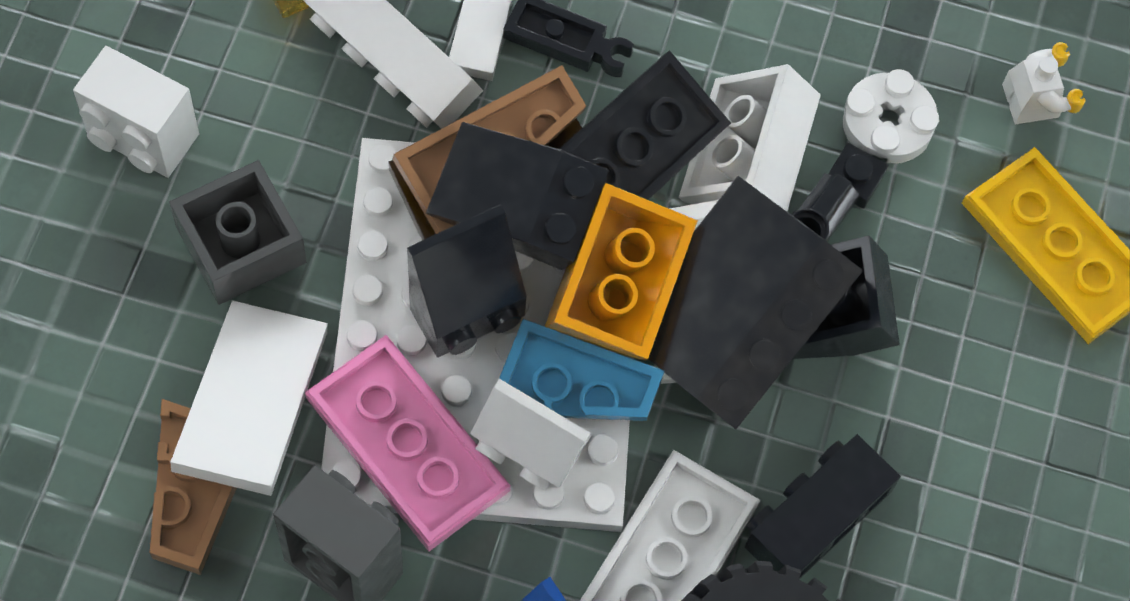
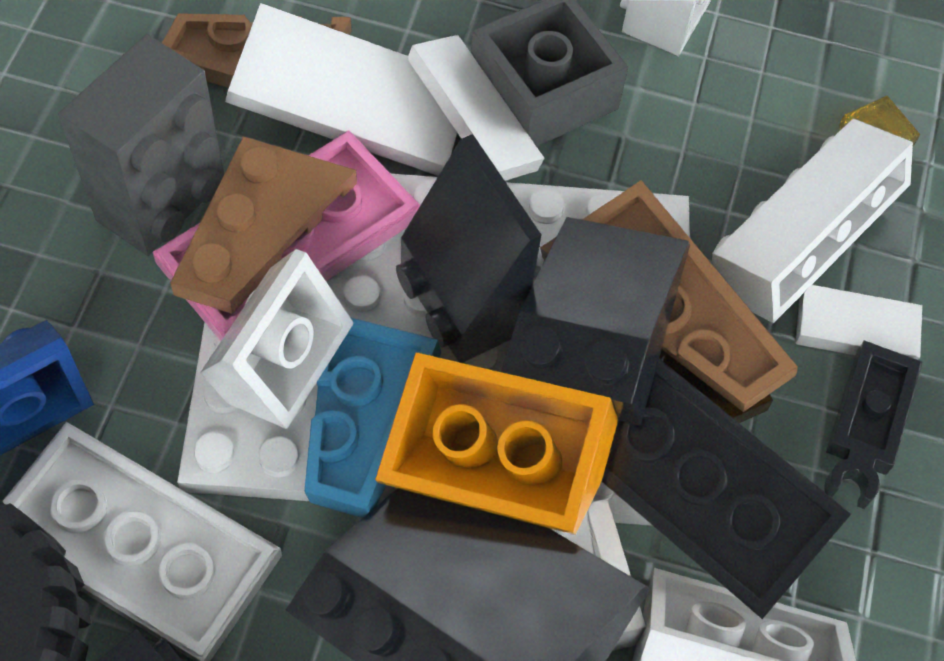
camera: 90 degrees right, 5 degrees down
(275, 294) = (474, 105): none -> white tile
(405, 459) = (253, 219): none -> medium nougat wing

